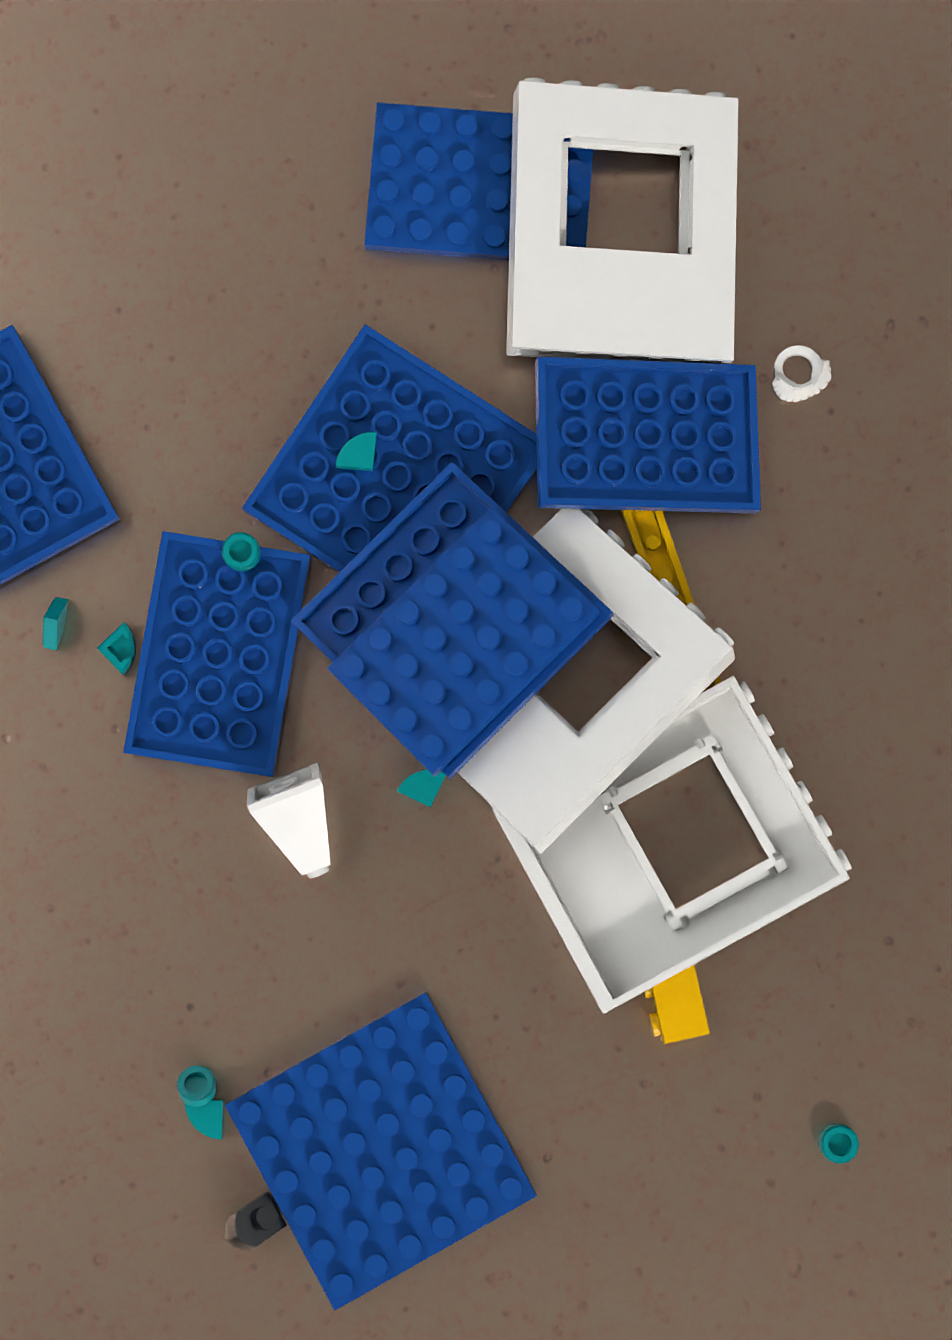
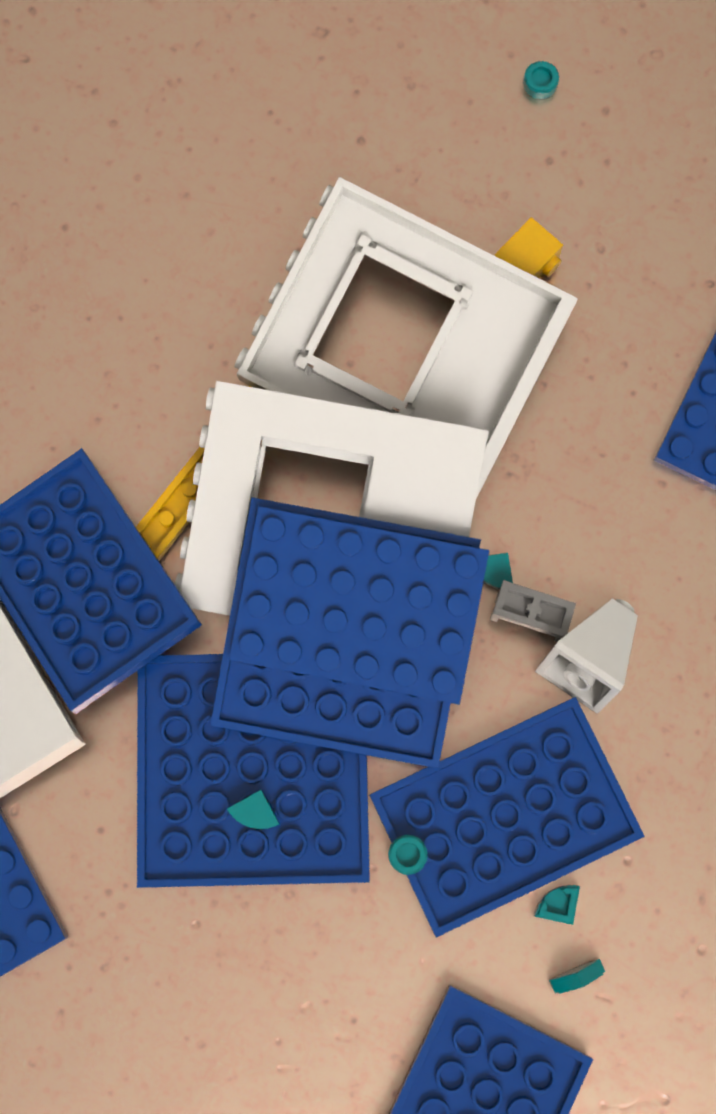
camera: 120 degrees left, 5 degrees down
(364, 789) = (533, 610): none -> light grey hinge

